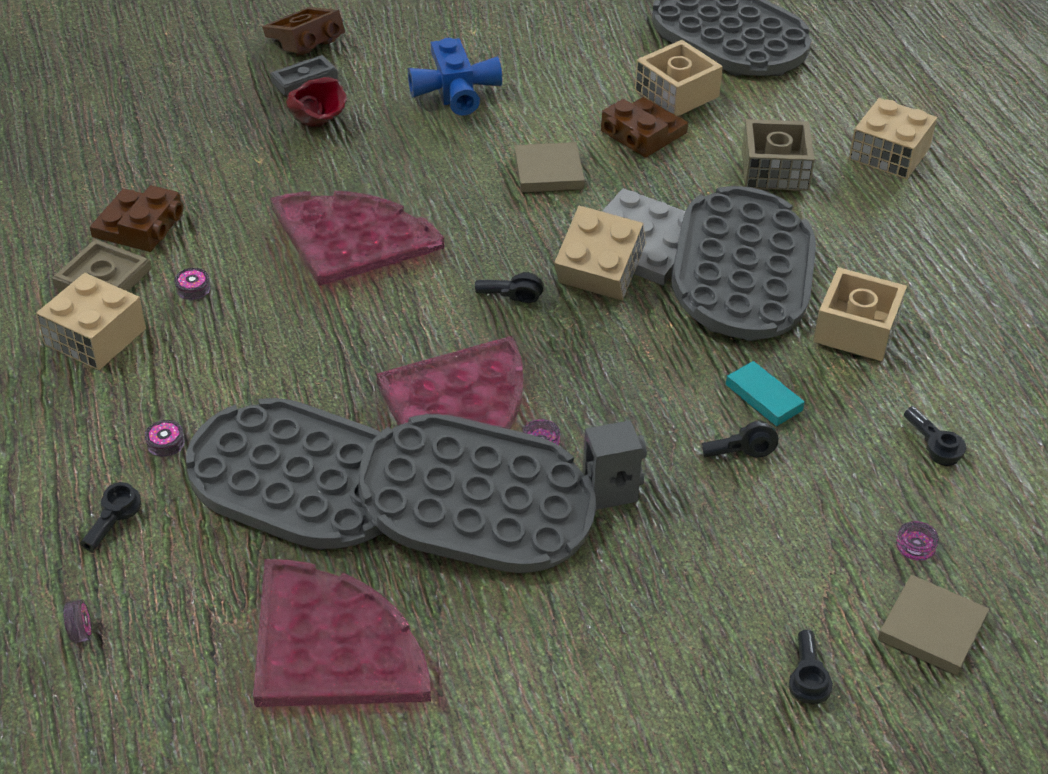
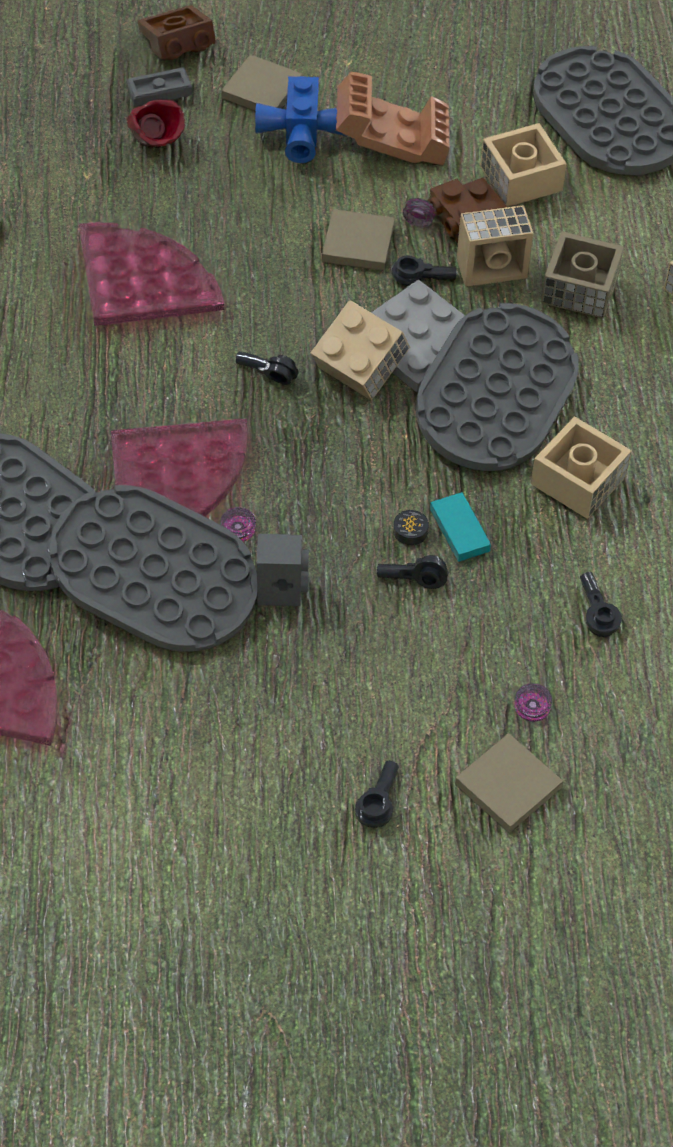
camera: 15 degrees right, 10 degrees up
(395, 56) = (259, 83): none -> dark tan tile
(546, 72) = (392, 127): none -> nougat plate
(598, 133) = (419, 212): none -> tile
(611, 181) = (410, 269): none -> black plate
(686, 144) = (494, 245): none -> tan brick
(716, 403) = (410, 527): none -> black tile

